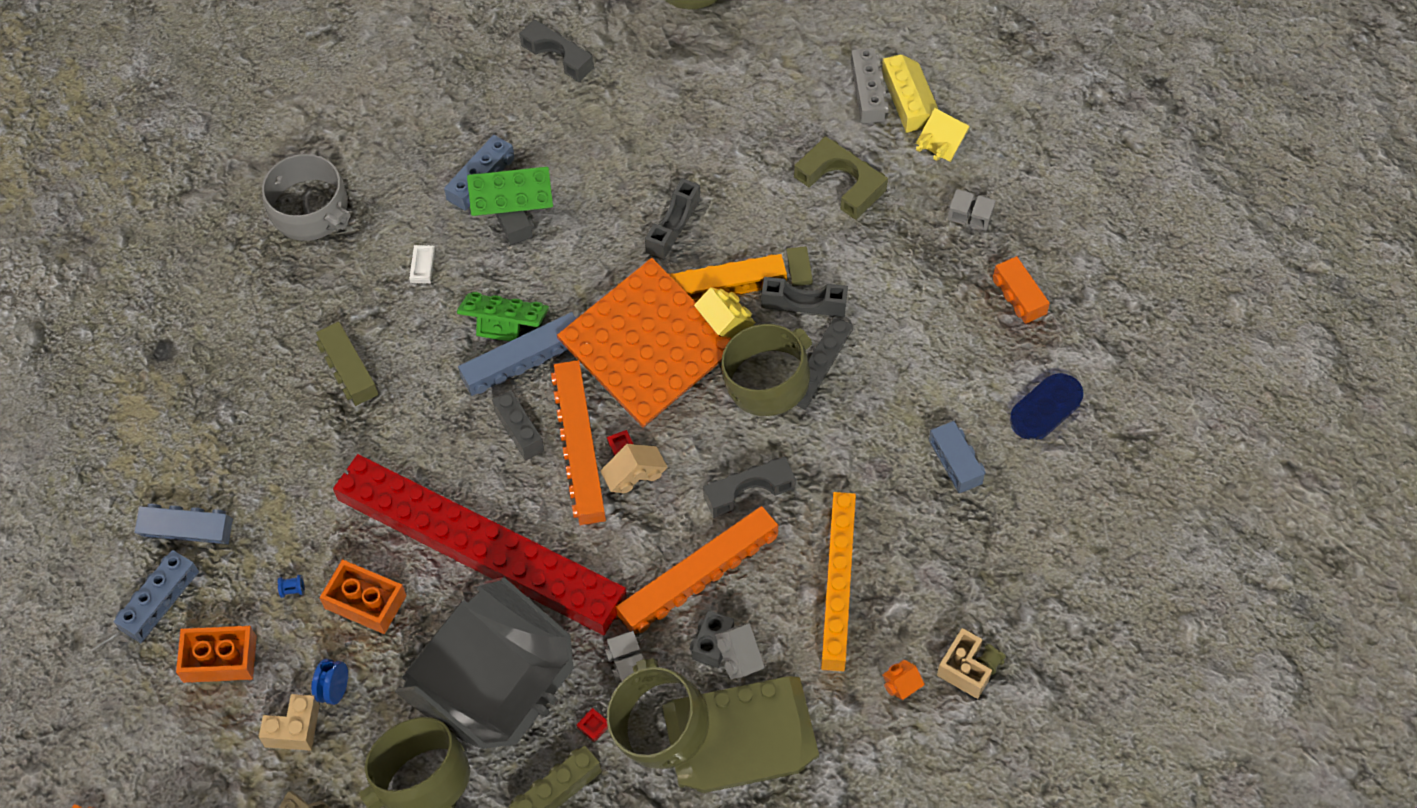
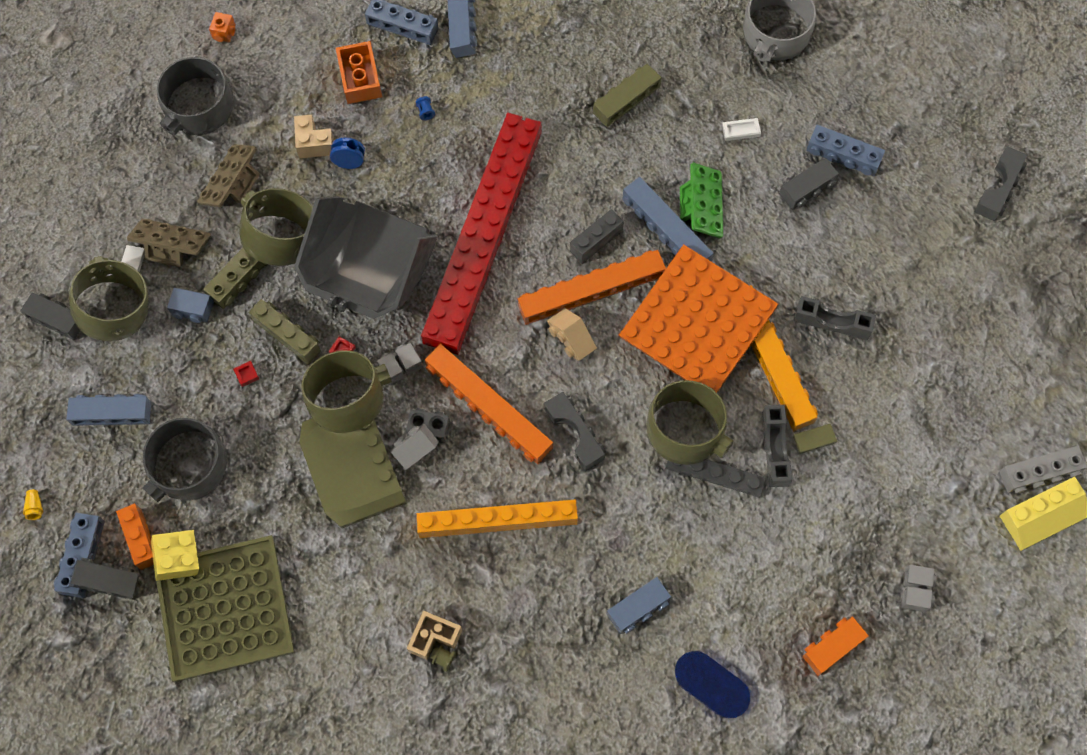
camera: 80 degrees right, 10 degrees up
(363, 596) = (421, 158): orange brick -> none
(509, 191) = (822, 174): bright green bracket -> none
(618, 441) = (596, 320): red plate -> none
(724, 312) = (738, 378): light yellow brick -> none
(830, 156) = (944, 443): olive arch -> none
(902, 679) = (412, 584): orange brick -> none
(942, 135) = (998, 548): light yellow plate -> none

